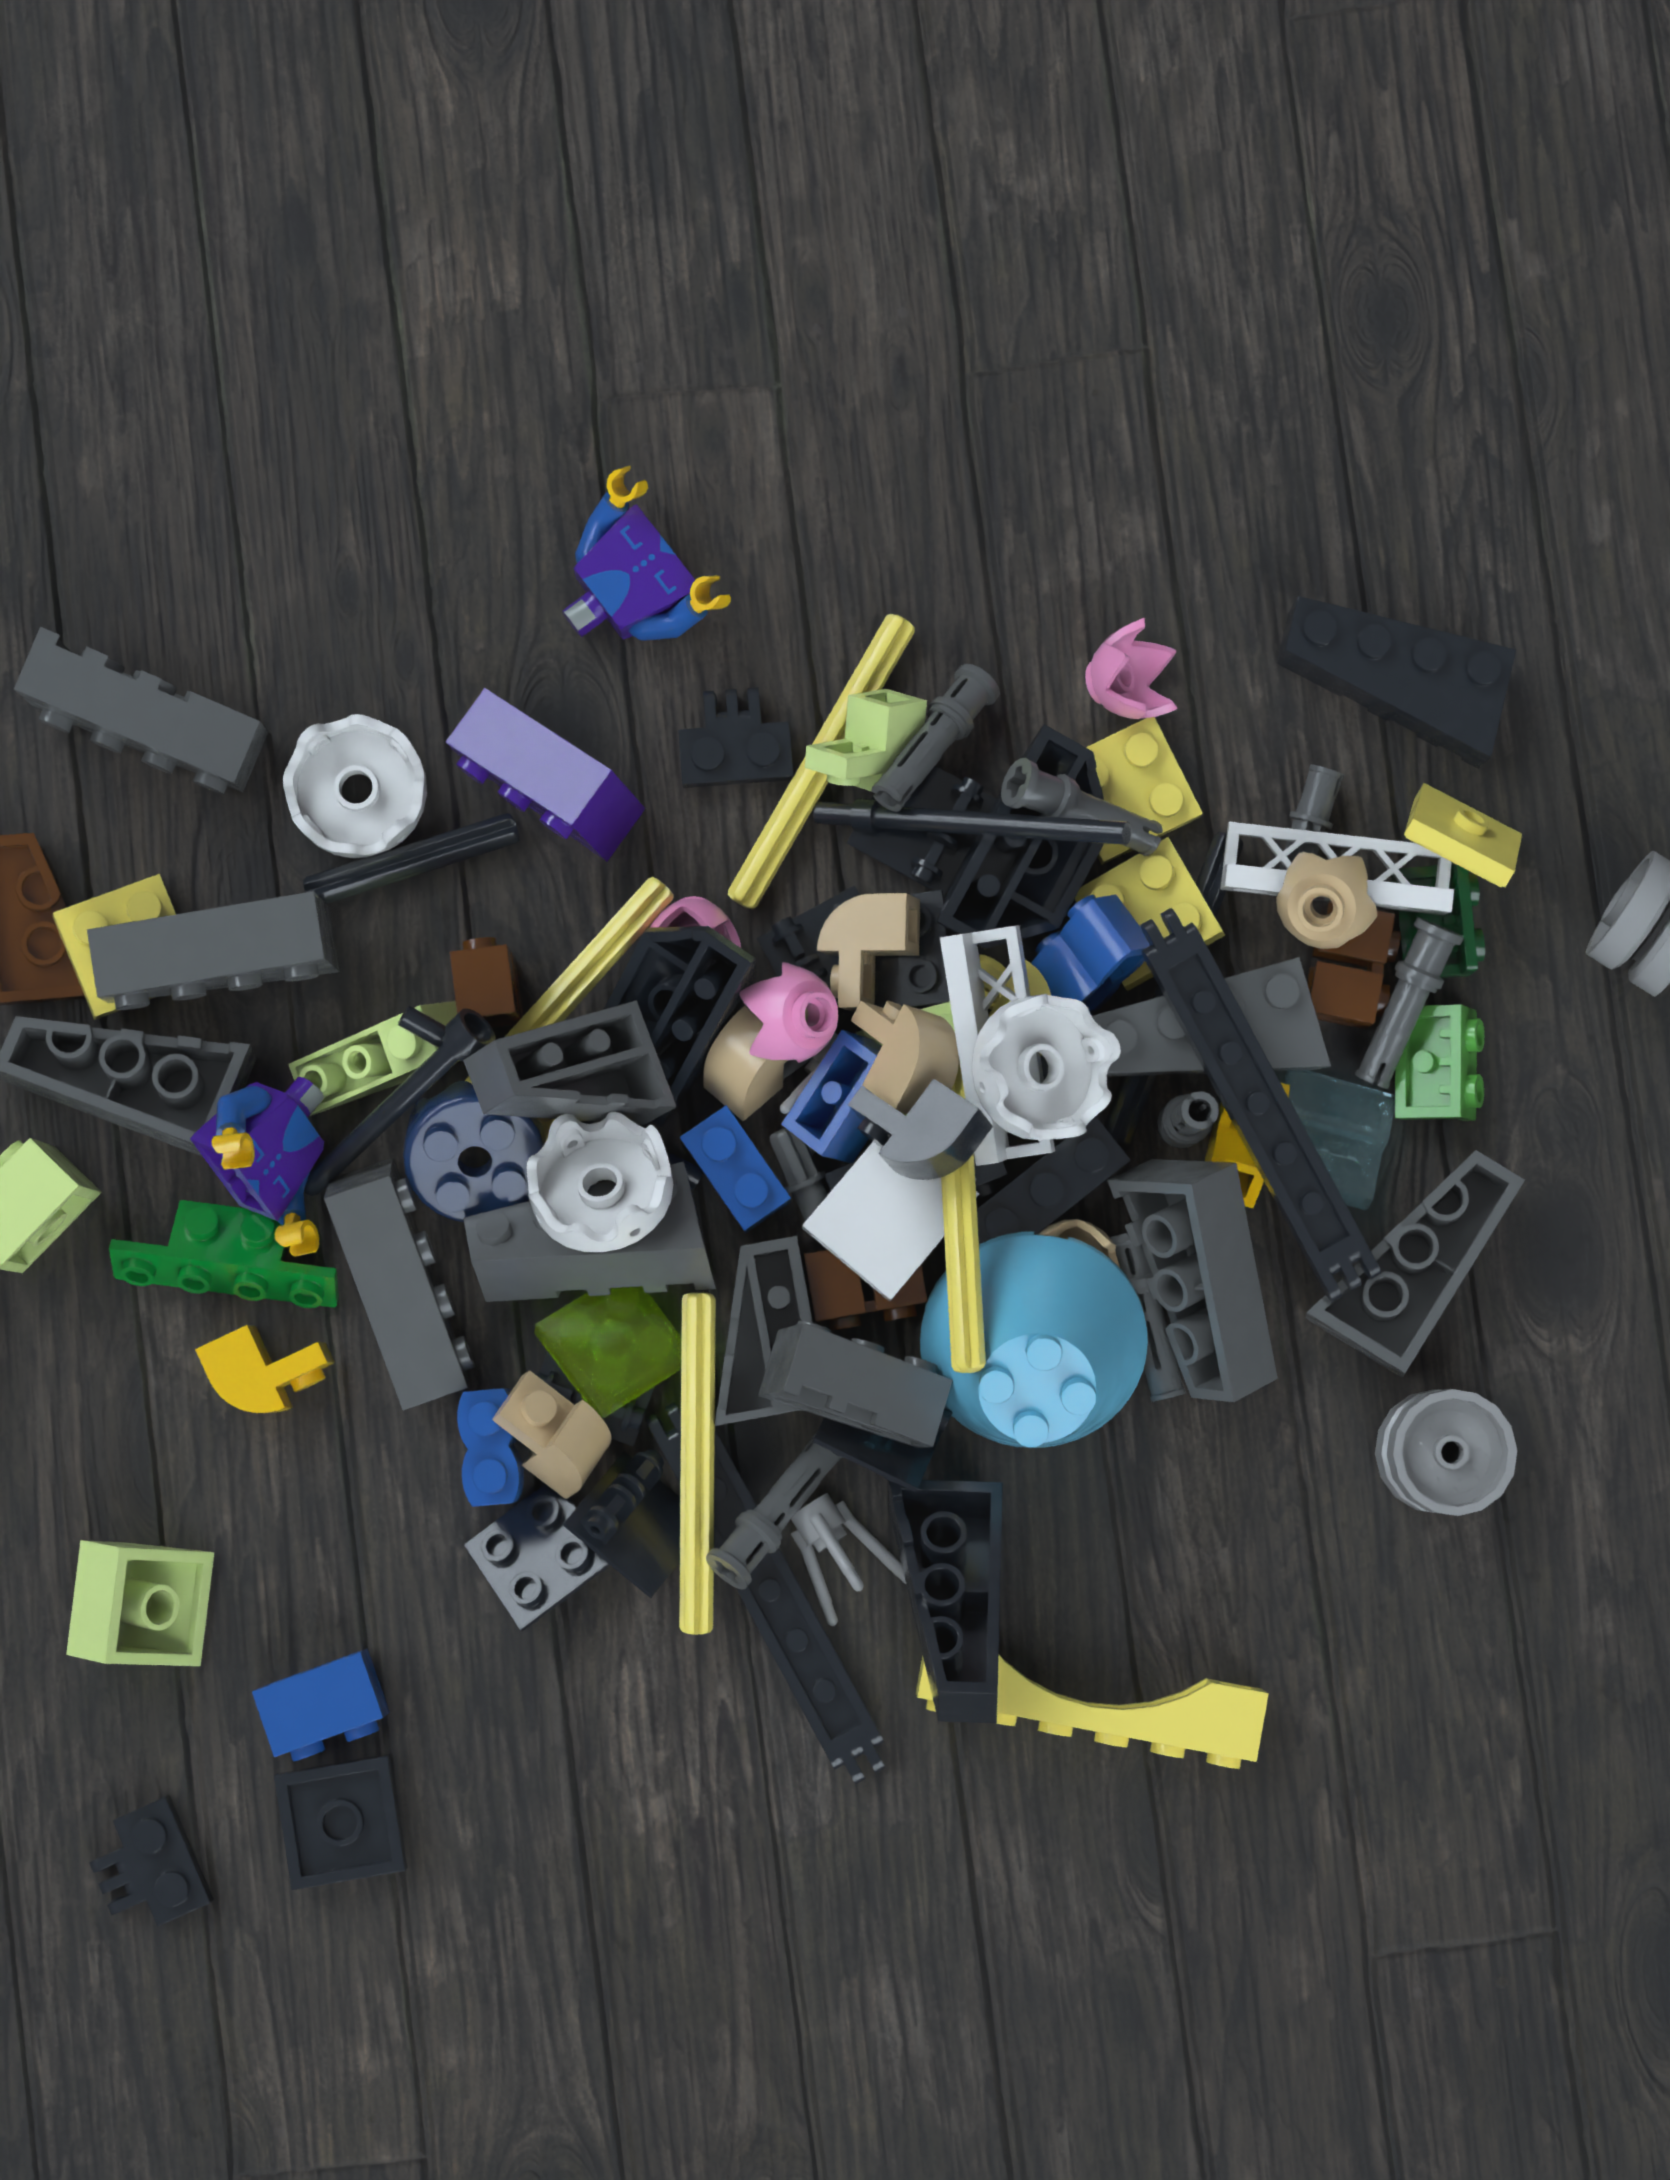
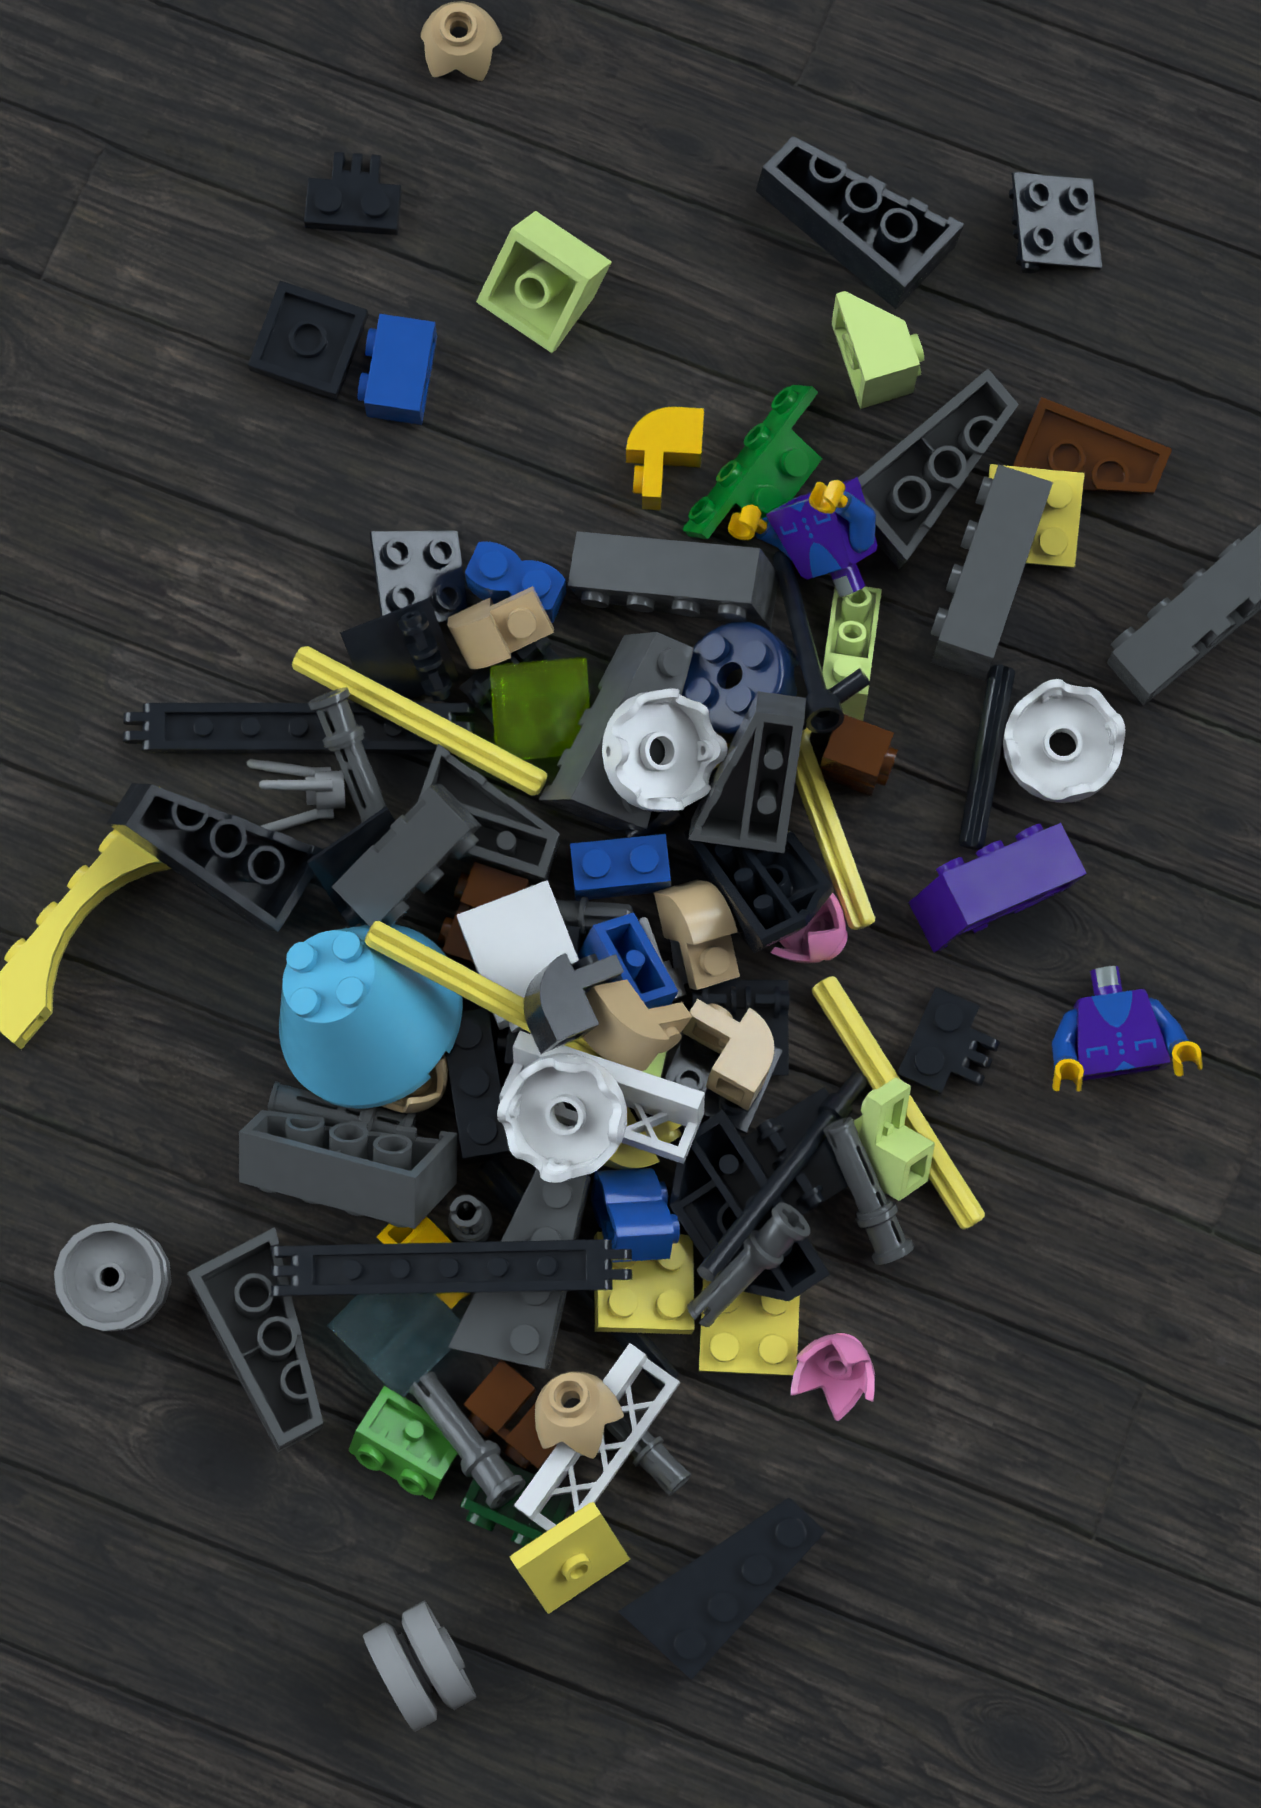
camera: 125 degrees right, 5 degrees down
(782, 1007) = (719, 949): bright pink piece -> none

